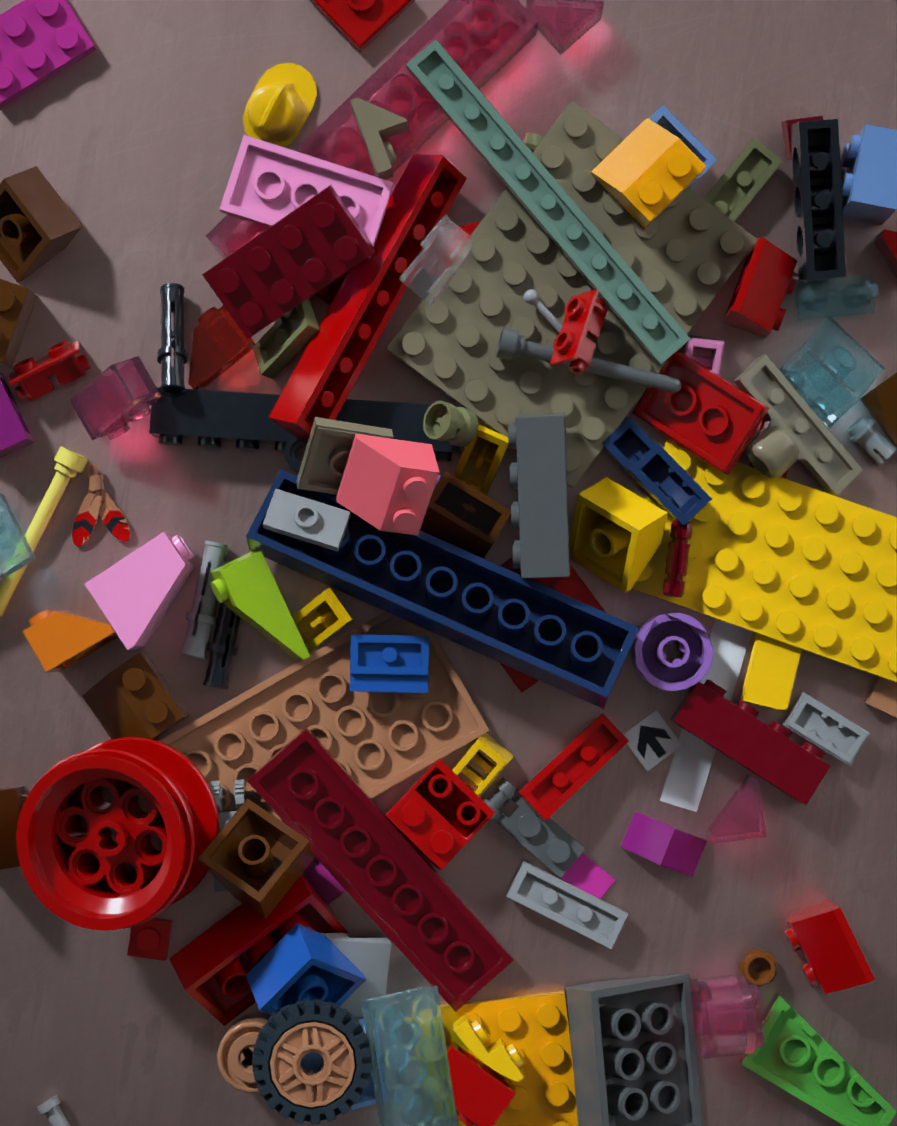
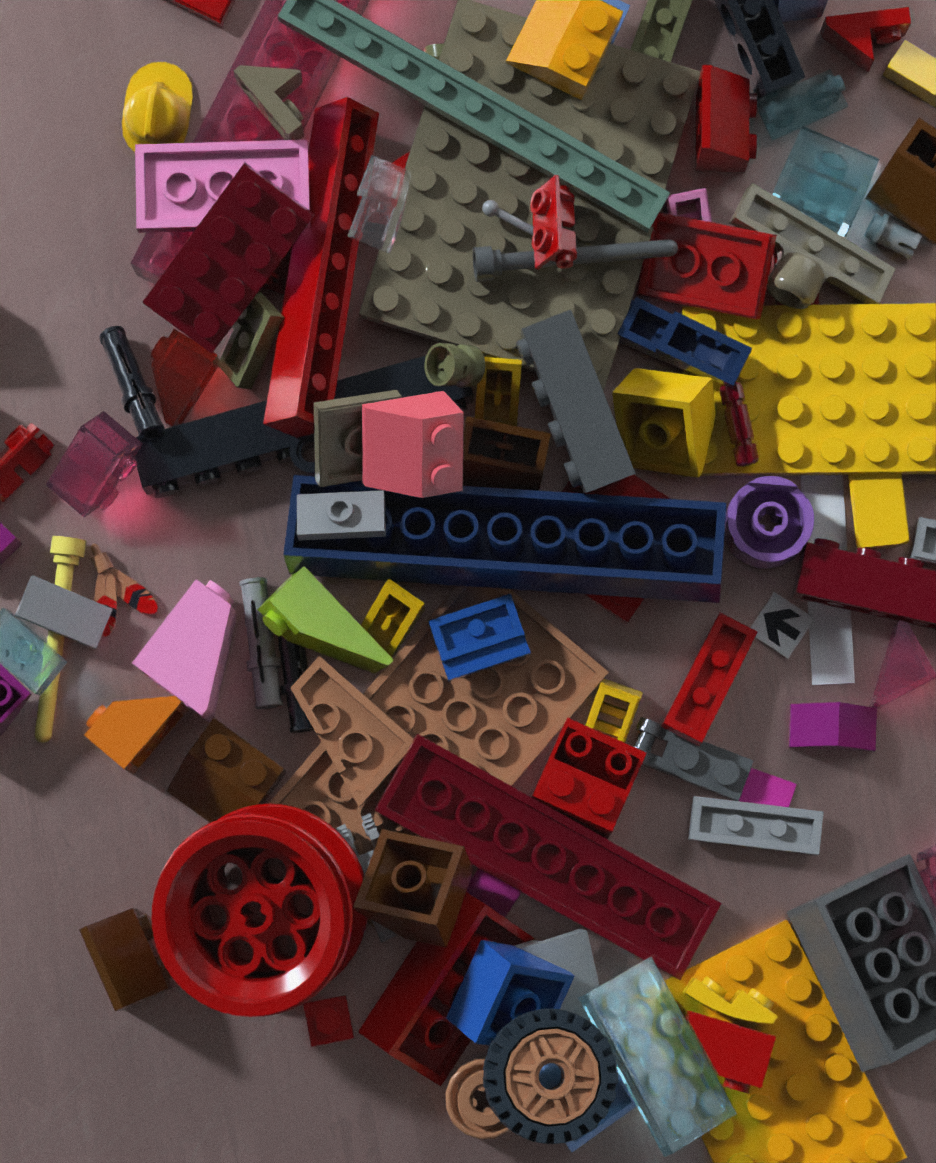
camera: 25 degrees left, 5 degrees down
(46, 515) = (63, 612): none -> light grey tile
(253, 702) = (351, 728): none -> nougat wing

